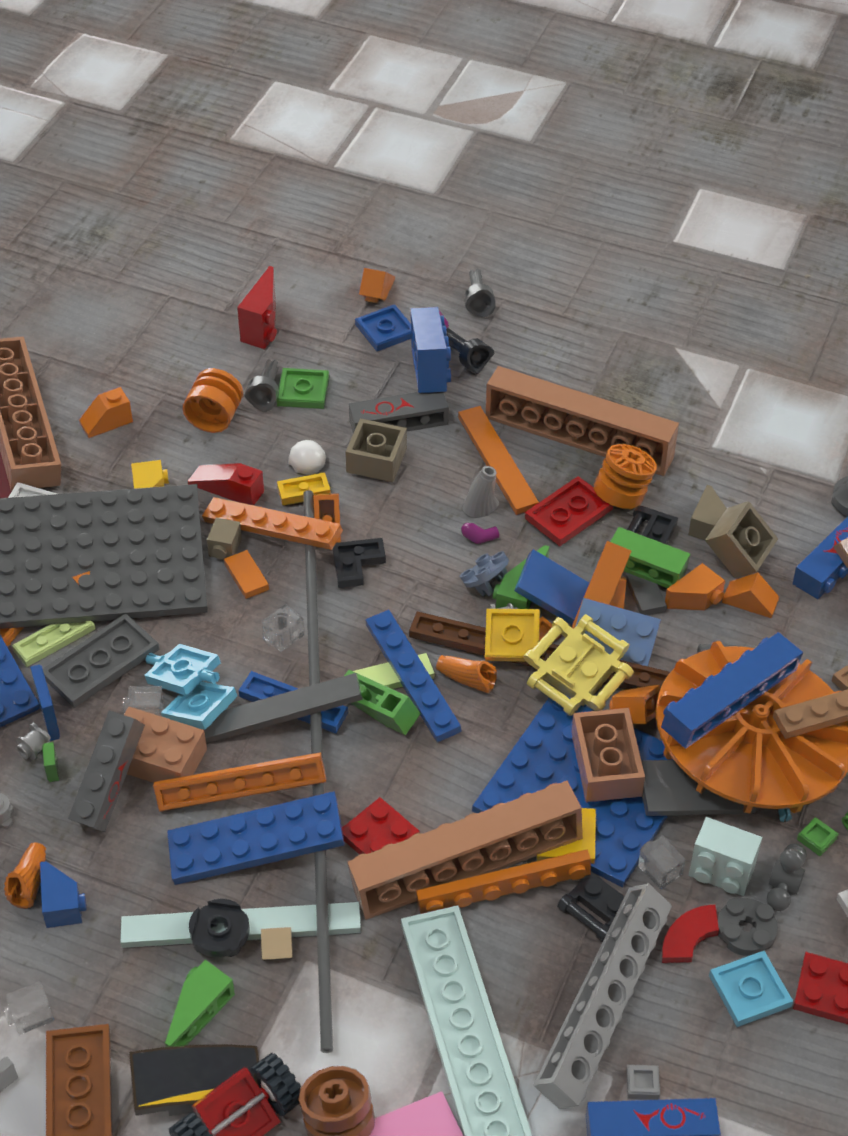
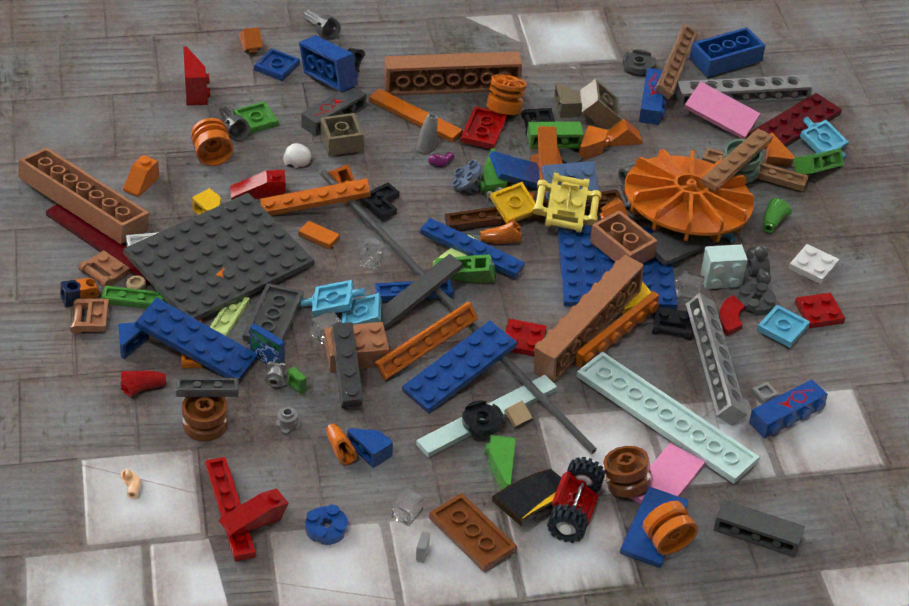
camera: 35 degrees left, 5 degrees down
(224, 538) = (289, 218): dark tan brick -> none
(292, 489) = (311, 174): yellow plate -> none
(731, 689) = (671, 175): blue brick -> none
(817, 836) = (755, 239): bright green tile -> none

